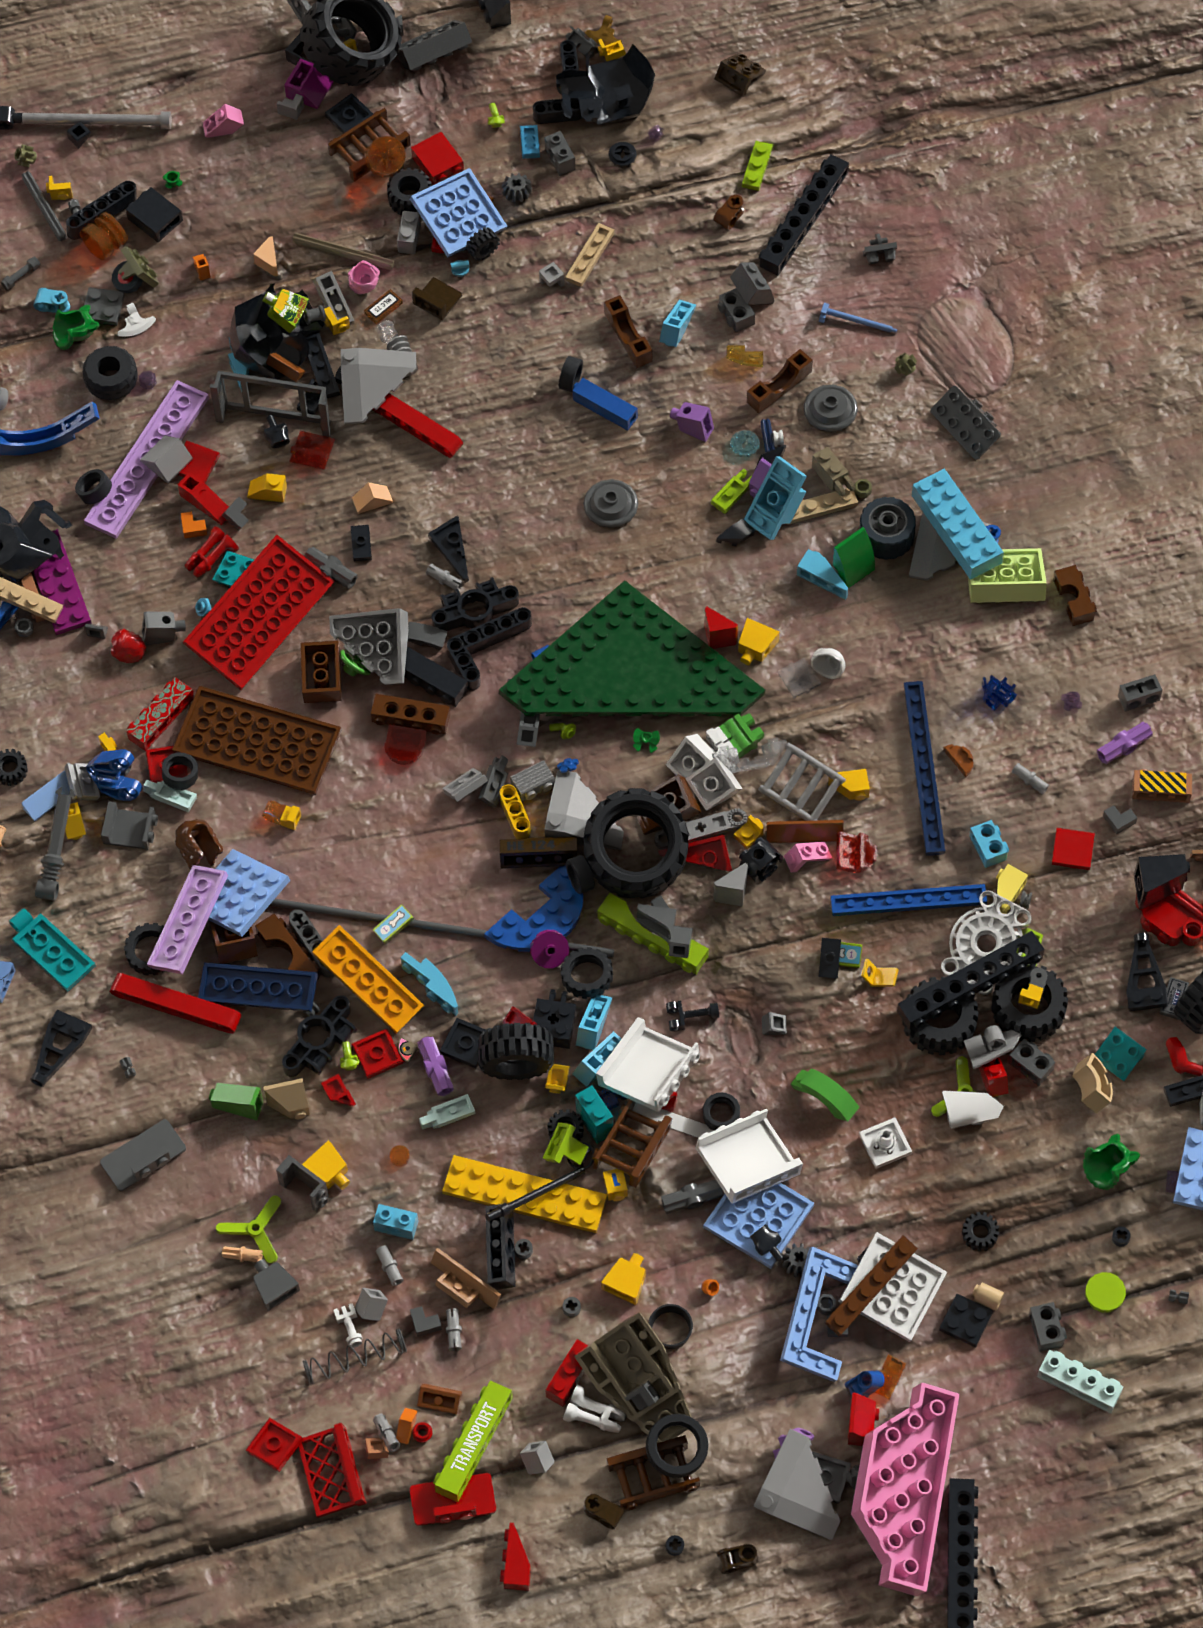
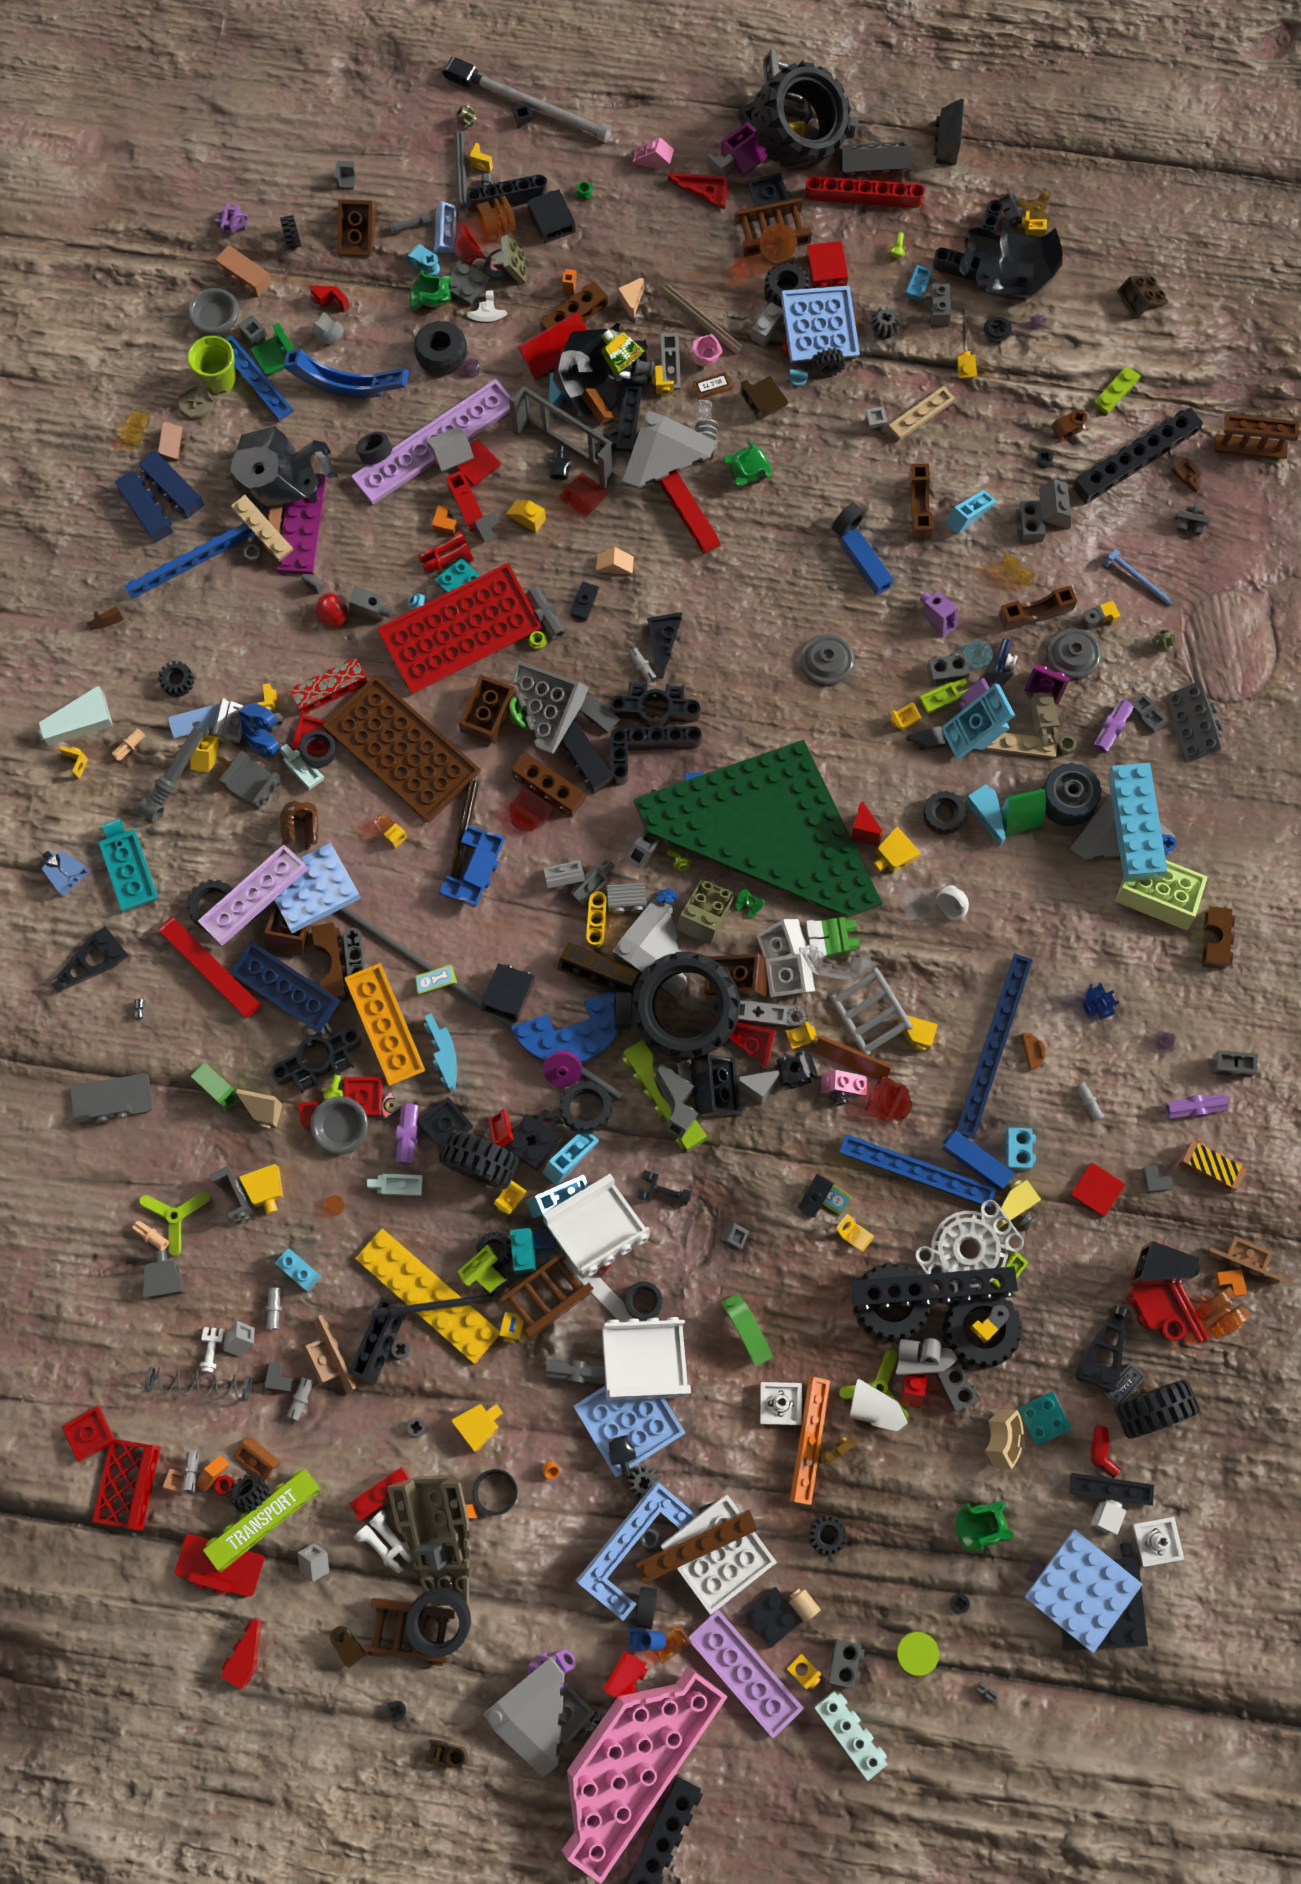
camera: 25 degrees right, 10 degrees up
(56, 264) = (445, 228): none -> light blue slope
(87, 274) = (466, 246): none -> red hat
(210, 316) = (592, 293): none -> reddish brown brick
(212, 334) = (543, 350): none -> red tile
(287, 132) = (704, 186): none -> red wing
(334, 590) = (537, 635): none -> lime plate
(352, 789) = (466, 818): none -> dark brown axle
(370, 1083) = (339, 1125): none -> dark grey piece
(384, 812) = (477, 873): none -> blue bracket
(439, 80) = (864, 192): none -> red beam
(449, 1423) = (248, 1493): none -> black tyre
(453, 362) = (748, 465): none -> green hair
(466, 906) = (507, 992): none -> black brick
(610, 196) = (966, 365): none -> yellow bracket
(610, 763) = (705, 911): none -> olive slope
(694, 905) = (715, 1086): none -> black slope
(707, 522) = (905, 716): none -> yellow bracket
(721, 256) = (1044, 453): none -> black bush
(726, 468) = (949, 673): none -> dark grey brick
(789, 578) = (954, 802): none -> black tyre
(810, 870) = (839, 1099): none -> black bush
(817, 438) = (1045, 680): none -> magenta slope
(838, 364) = (1101, 614): none -> leg
(852, 1356) = (646, 1608): none -> black tyre
(857, 213) = (1188, 474): none -> reddish brown slope
(896, 455) = (1113, 726): none -> medium lavender piece
(898, 147) = (1256, 427): none -> reddish brown fence
(922, 433) = (1148, 714): none -> dark grey slope
(926, 1161) = (810, 1440): none -> orange plate
(956, 868) = (977, 1160): none -> blue brick
(959, 1148) = (842, 1447): none -> pearl gold plate
(965, 1374) = (745, 1673): none -> lavender plate
(1023, 1351) = (808, 1680): none -> yellow bracket

